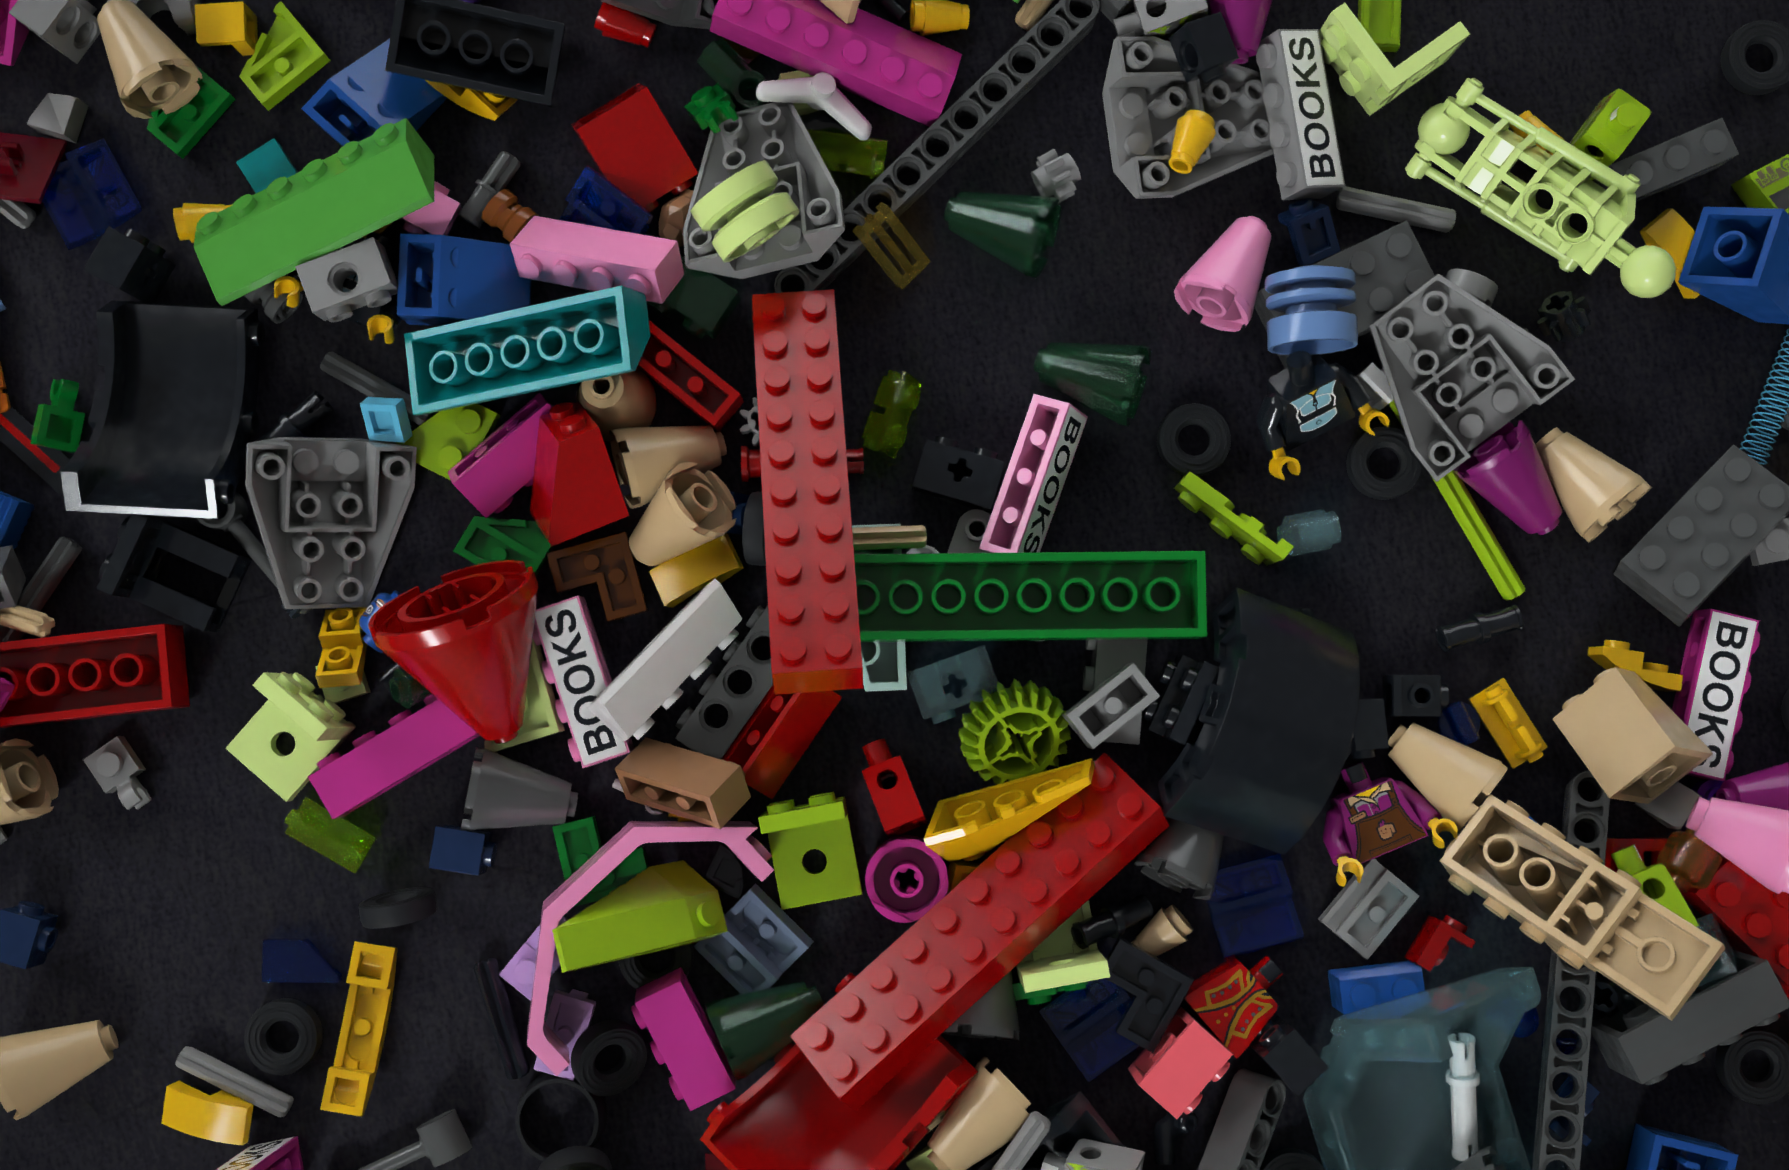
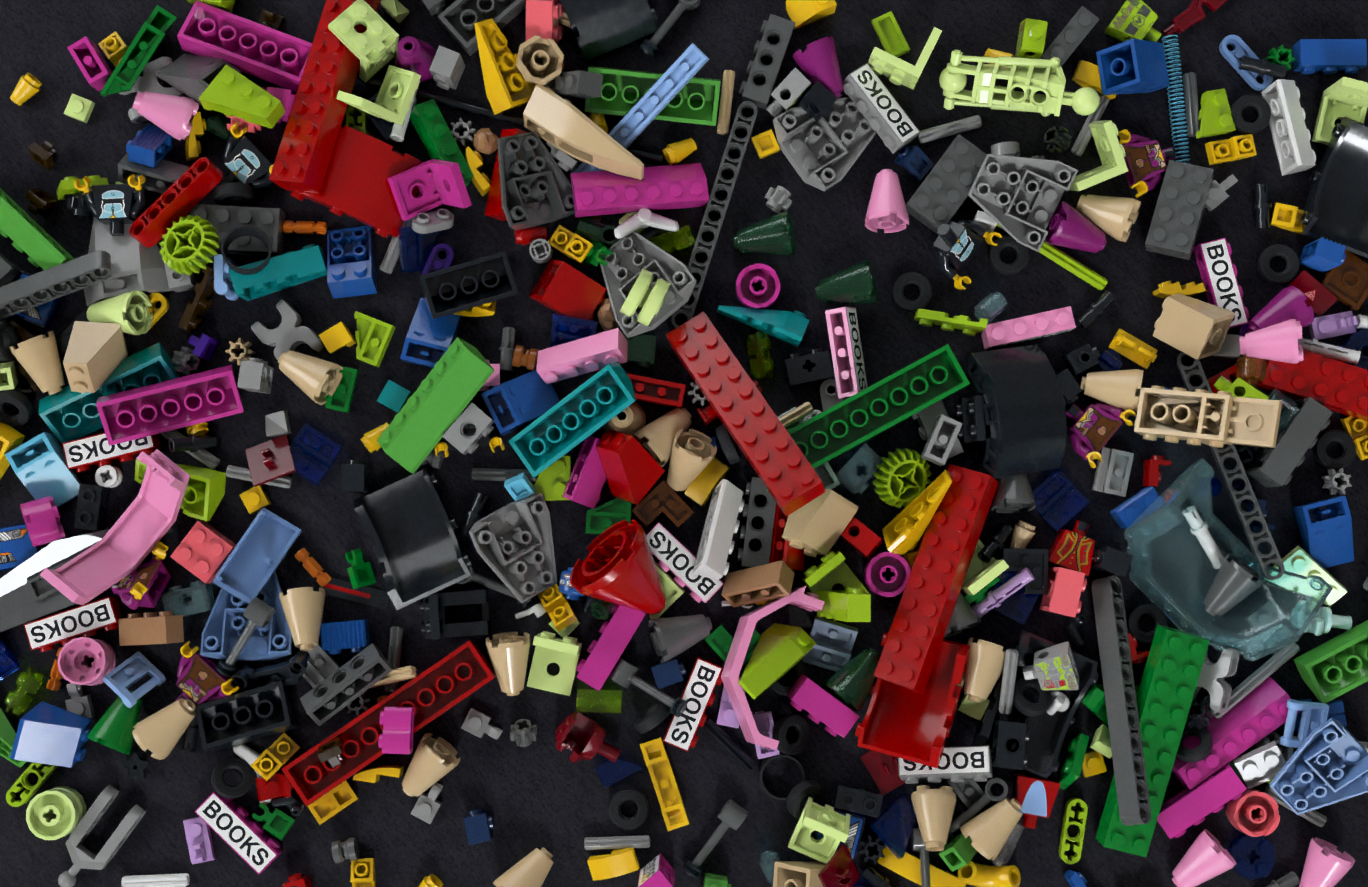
camera: 25 degrees left, 0 degrees up
(177, 821) = (523, 732): none -> dark grey gear
(217, 691) = (509, 659): none -> tan cone
(268, 882) = (583, 738): none -> dark red piece
(308, 631) = (538, 610): none -> white hand
(393, 815) = (625, 673): none -> dark grey piece
(475, 922) = (698, 694): none -> brick
(632, 67) = (543, 254): none -> light grey wheel
(680, 72) = (570, 244): none -> yellow slope
(807, 894) = (846, 605): none -> lime wedge
(835, 735) = (819, 523): none -> tan slope
(873, 224) = (705, 270): clear yellow tile -> none
(946, 375) = (779, 324): none -> teal wedge
(947, 277) = (751, 276): none -> dark pink brick
(1082, 77) = (765, 144): none -> yellow plate
(1095, 1009) = (995, 598): none -> lavender pin
(1191, 138) = (835, 149): yellow cone -> none
(1310, 307) = (937, 203): medium blue wheel -> none
(1353, 598) = (1028, 328): none -> bright pink brick
(1627, 325) = (1085, 133): none -> light grey axle
(1641, 379) = (1110, 154): none -> yellowish green bracket
(1686, 423) = (1144, 161): none -> torso
(1723, 1128) = (1342, 478): none -> light grey gear

